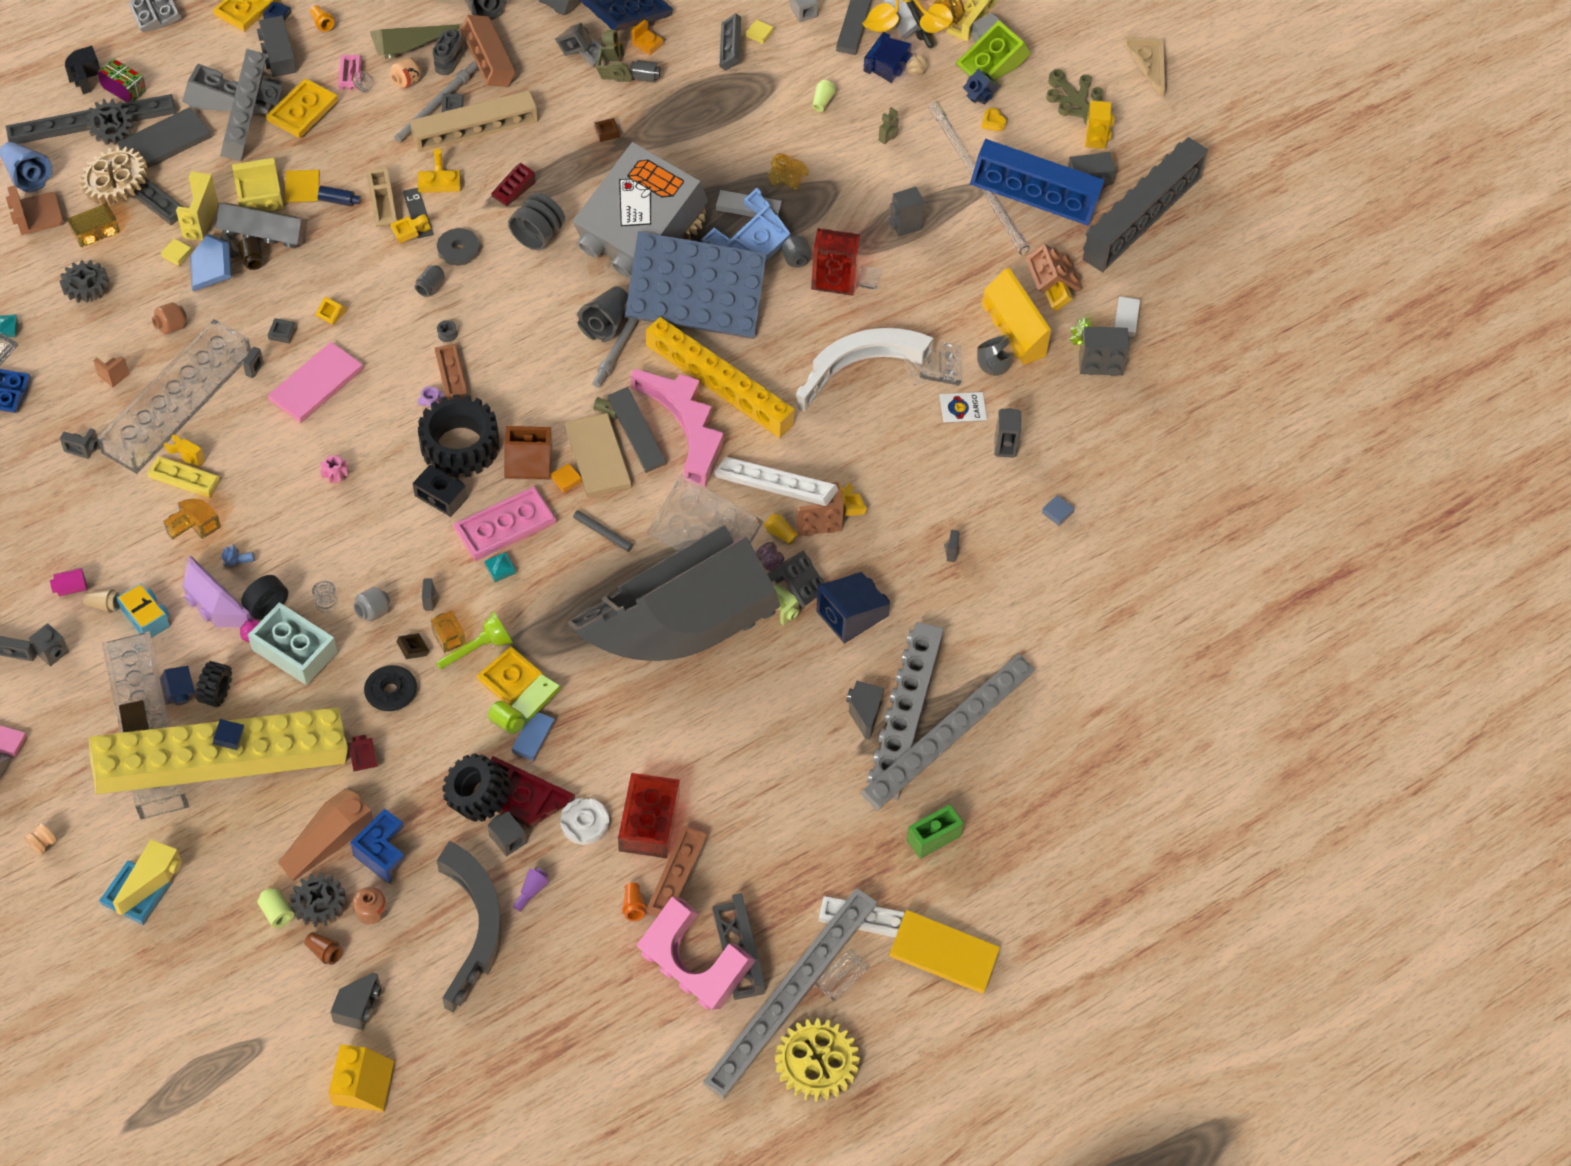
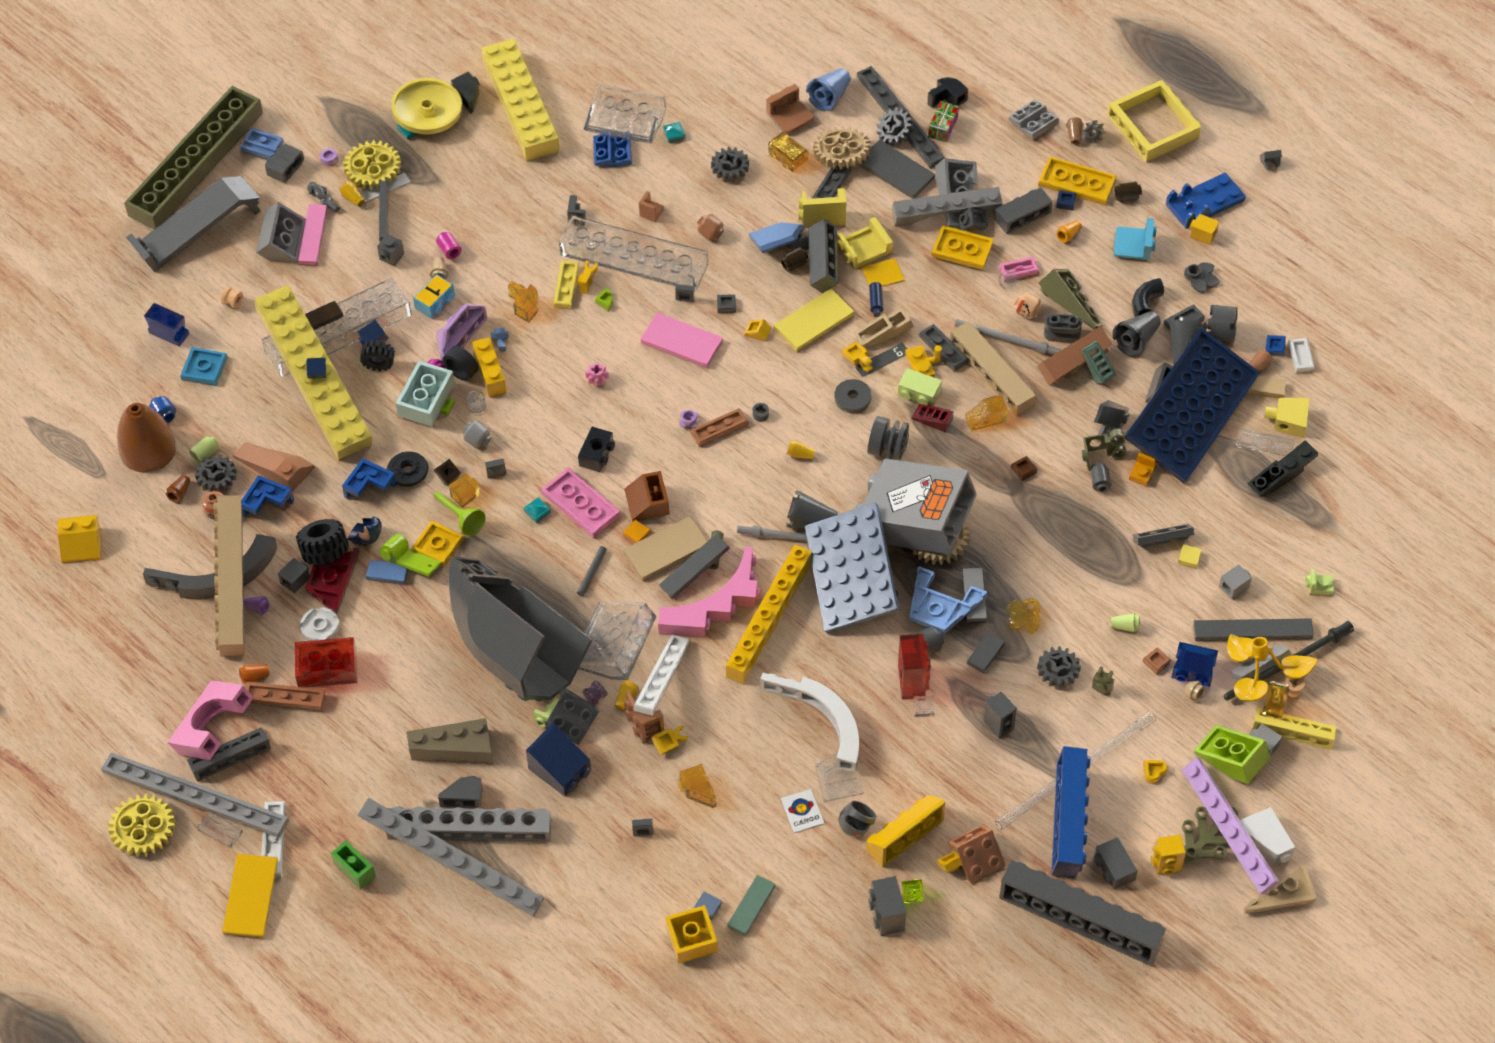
camera: 80 degrees right, 0 degrees up
(54, 920) = (166, 324): none -> clear blue hips
(149, 874) = (214, 366): light yellow slope -> none
(176, 252) = (782, 212): light yellow tile -> none
(188, 949) = (164, 407): none -> blue head
(224, 443) = (605, 299): none -> lime tile
(236, 973) = (144, 438): none -> dark orange cylinder
(293, 571) = (489, 367): none -> yellow brick
(340, 257) = (813, 320): none -> light yellow tile
(355, 1002) = (137, 519): dark grey slope -> none
(362, 753) = (343, 465): dark red bracket -> none
(391, 730) = (365, 474): none -> blue panel
(424, 157) = (950, 353): none -> dark grey tile
(429, 280) = (806, 385): dark grey brick -> none
(452, 101) = (1007, 348): dark grey tile -> none
(453, 415) = (649, 427): black tyre -> none
(471, 739) = (366, 532): none -> dark blue hair
(474, 185) = (919, 387): none -> yellowish green brick
(503, 887) = (229, 576): none -> tan brick
(509, 34) = (1106, 365): none -> sand green slope
(512, 308) = (800, 450): none -> yellow cone
(530, 138) = (987, 413): none -> clear yellow slope
(798, 698) = (452, 742): none -> dark tan wedge
(821, 213) = (985, 652): none -> dark grey tile
(859, 158) = (1056, 669): none -> dark grey gear
(871, 87) = (1156, 660): none -> nougat tile
(915, 485) = (697, 786): none -> clear yellow slope
(980, 87) = (1183, 747): dark blue brick -> none
(1007, 433) = (770, 843): dark grey brick -> none
(1066, 472) = (751, 905): none -> sand green tile
(1077, 73) = (1230, 826): none -> lavender plate
(1089, 55) = (1269, 836): none -> white slope
(1096, 525) = (691, 934): none -> yellow brick
(1127, 314) = (948, 925): white tile -> none

